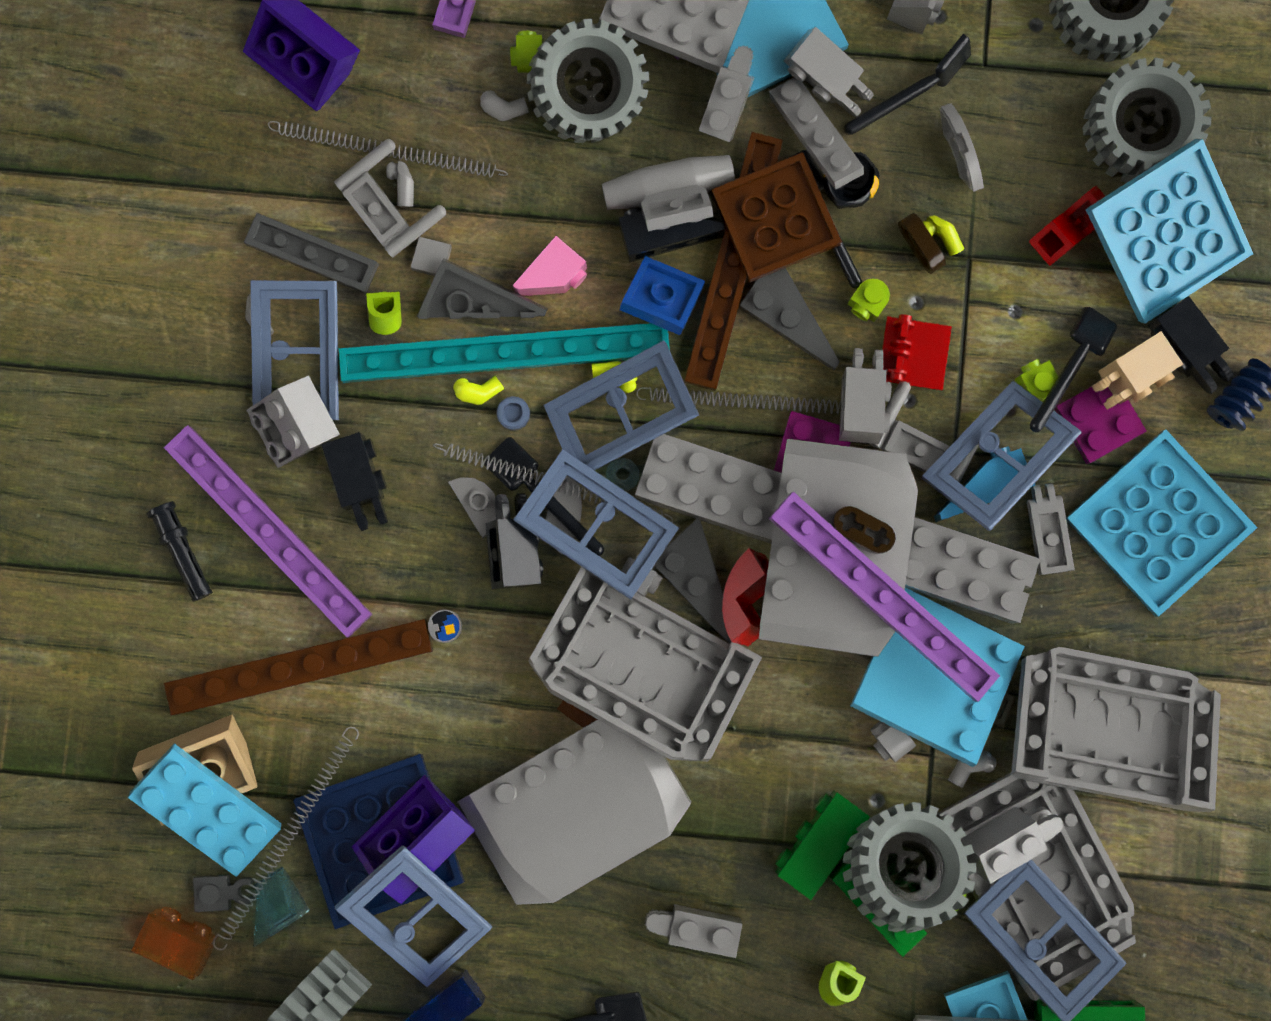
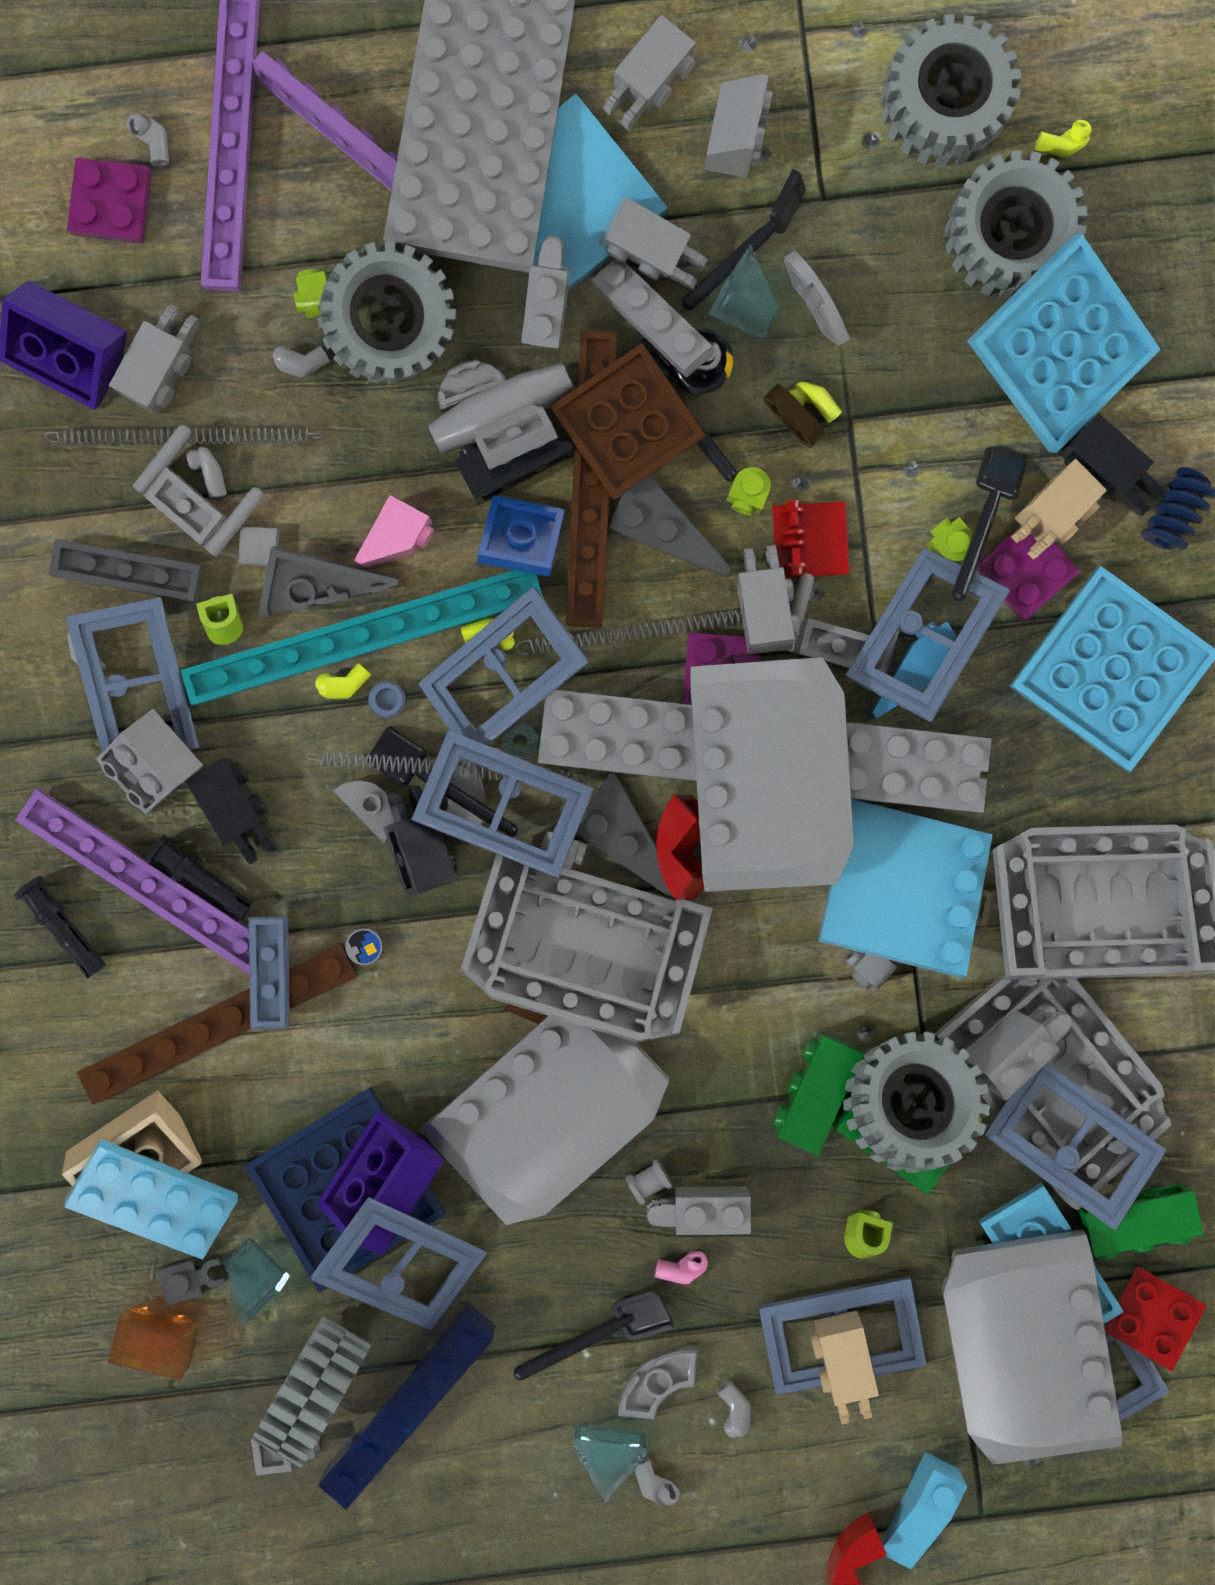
camera: 10 degrees left, 5 degrees up
(288, 839) = (243, 1215): light grey piece -> none
(303, 523) = (185, 868): none -> black pin
(356, 629) = (269, 972): none -> sand blue tile
(378, 81) = (156, 361): none -> light grey hinge
(643, 153) = (465, 381): none -> light grey plate
(653, 893) = (649, 1181): none -> light grey bush
(668, 982) = (684, 1270): none -> bright pink arm
(867, 522) = (790, 760): dark brown beam -> none
(884, 597) = (830, 819): medium lavender plate -> none
(901, 134) = (747, 298): none -> clear light blue slope
(962, 771) = (950, 984): light grey arm -> none
(1049, 531) = (996, 704): light grey hinge -> none
(1066, 229) = (950, 365): red brick -> none
(1205, 62) = (1067, 143): none -> neon yellow arm

